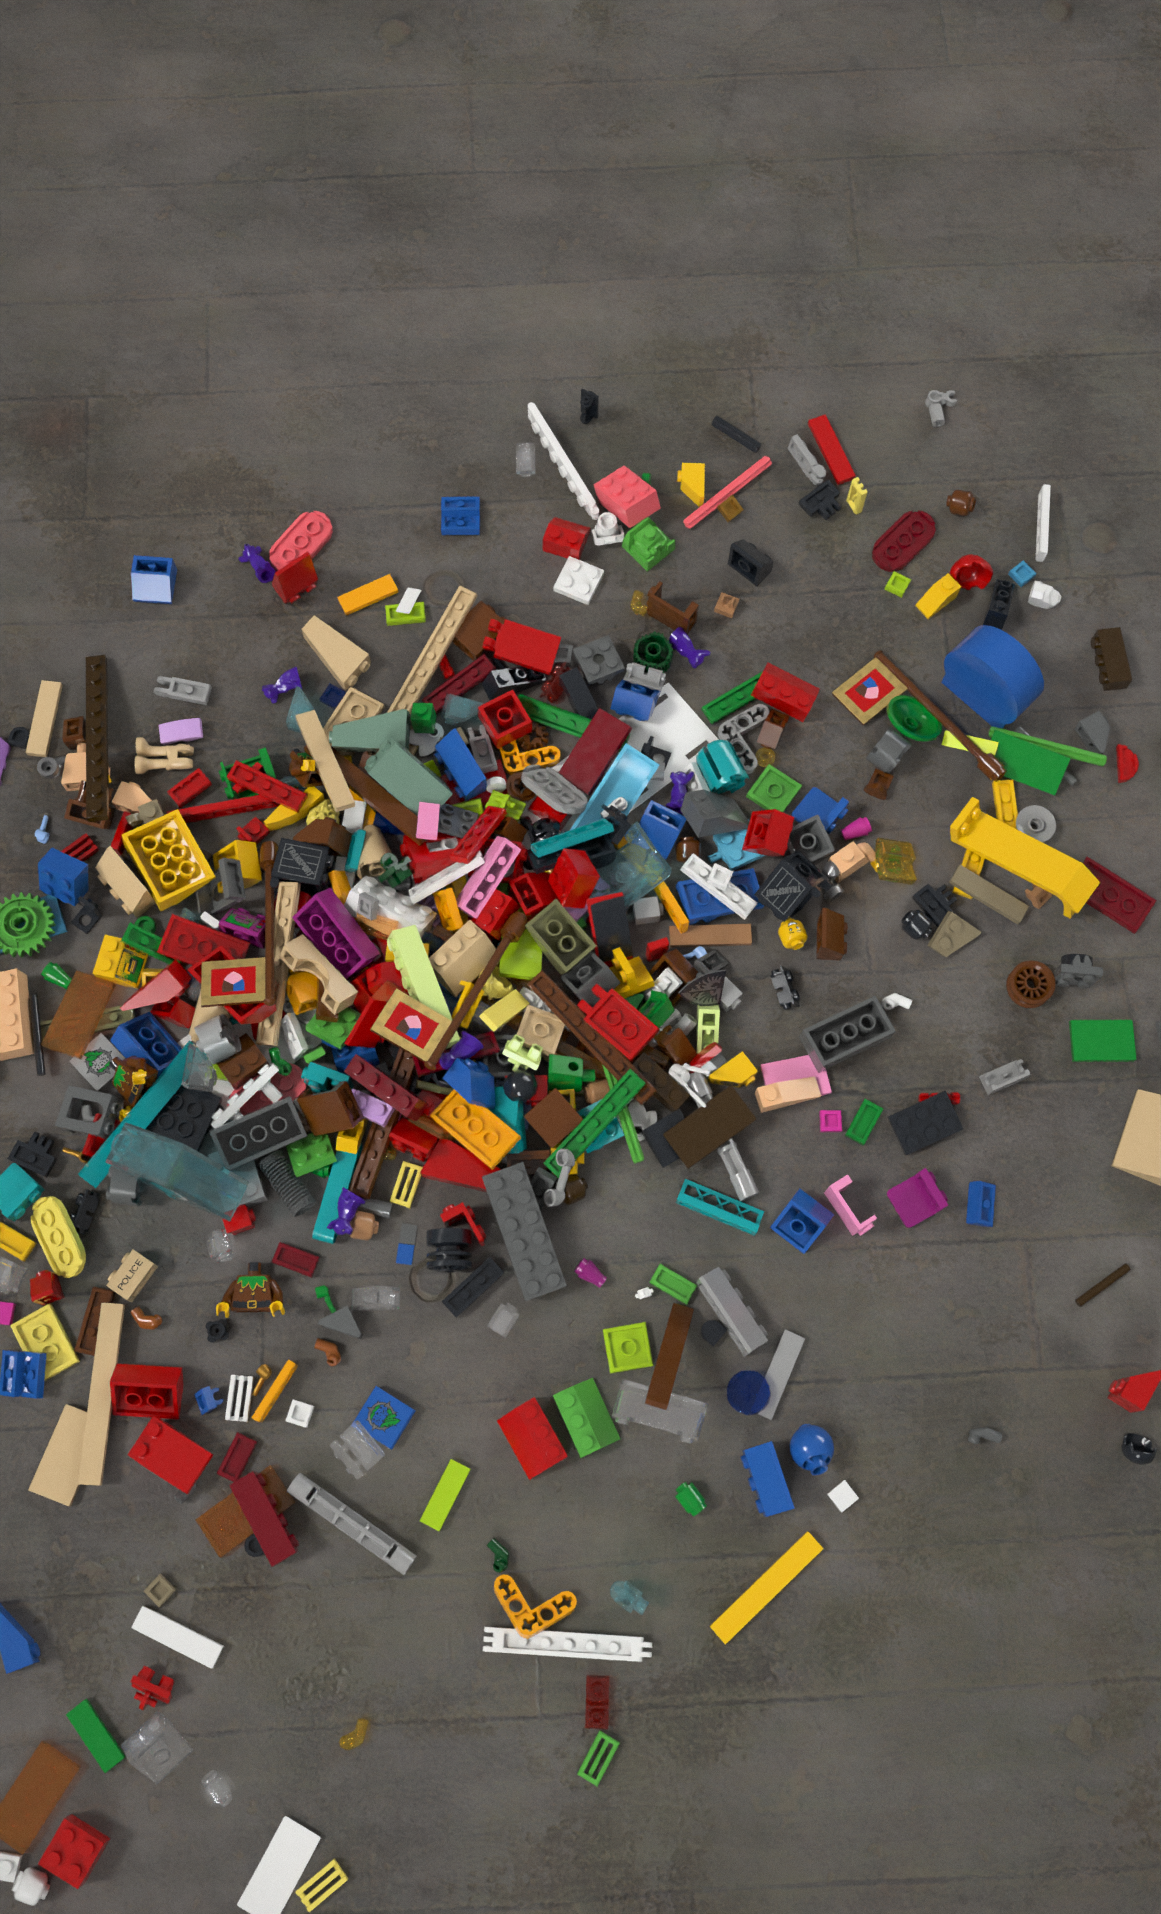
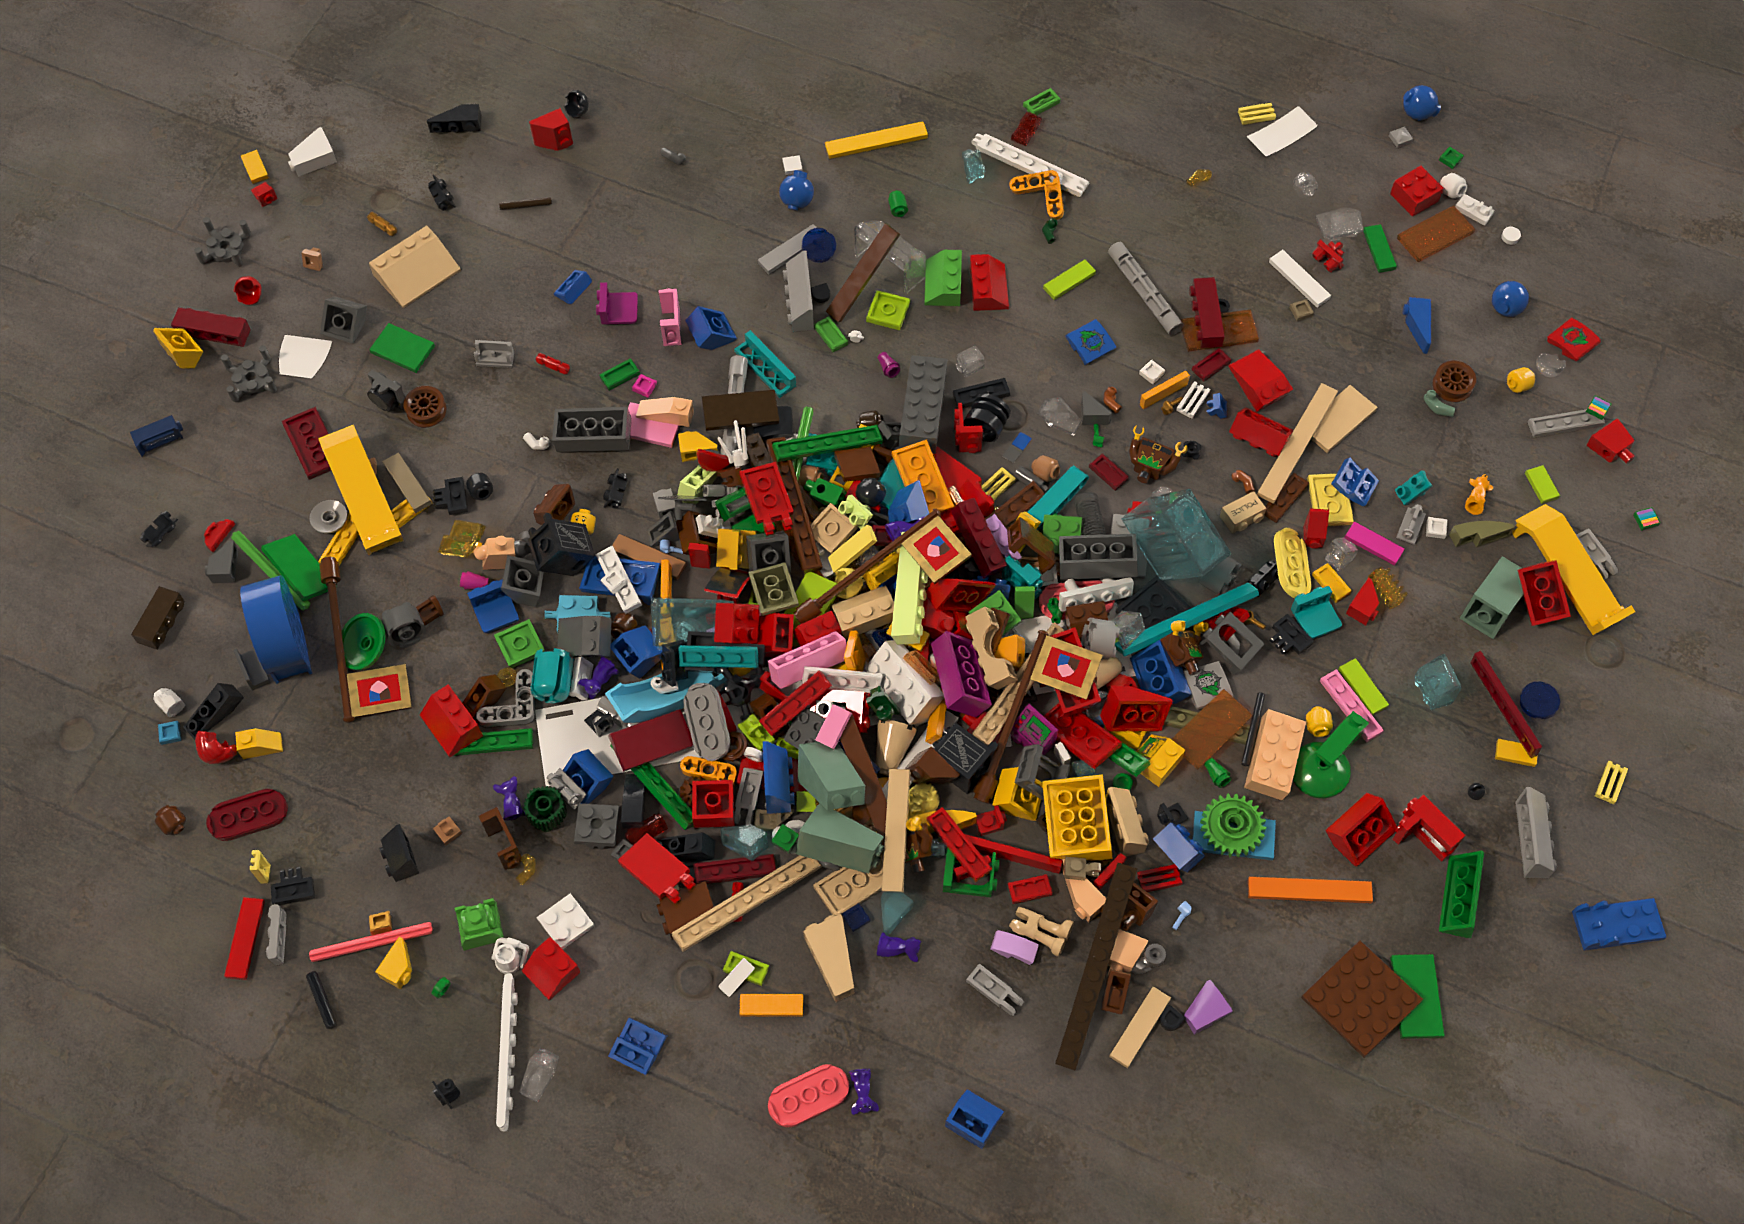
camera: 150 degrees left, 10 degrees down
(293, 1036) = (1033, 624): white plate -> none
(295, 579) = (835, 1042): red slope -> none
(347, 1208) = (1050, 478): dark purple animal -> none
(354, 851) = (908, 749): teal tile -> none
(362, 1446) = (1115, 328): clear plate -> none
(367, 906) = (923, 675): light grey tile -> none
(566, 1159) = (885, 414): light grey bar -> none
(627, 496) = (470, 971): coral brick -> none
(647, 910) = (687, 590): light grey brick -> none
(767, 1479) = (838, 189): blue slope -> none
(768, 832) = (552, 596): red slope -> none
(897, 584) = (283, 776): lime tile -> none
(925, 1122) = (575, 350): black plate -> none
(935, 402) = (113, 939): light grey bar -> none
(952, 935) = (458, 467): dark tan wing -> none
(984, 745) = (322, 594): neon yellow sticker -> none
(1042, 523) = (115, 765): white tile -> none

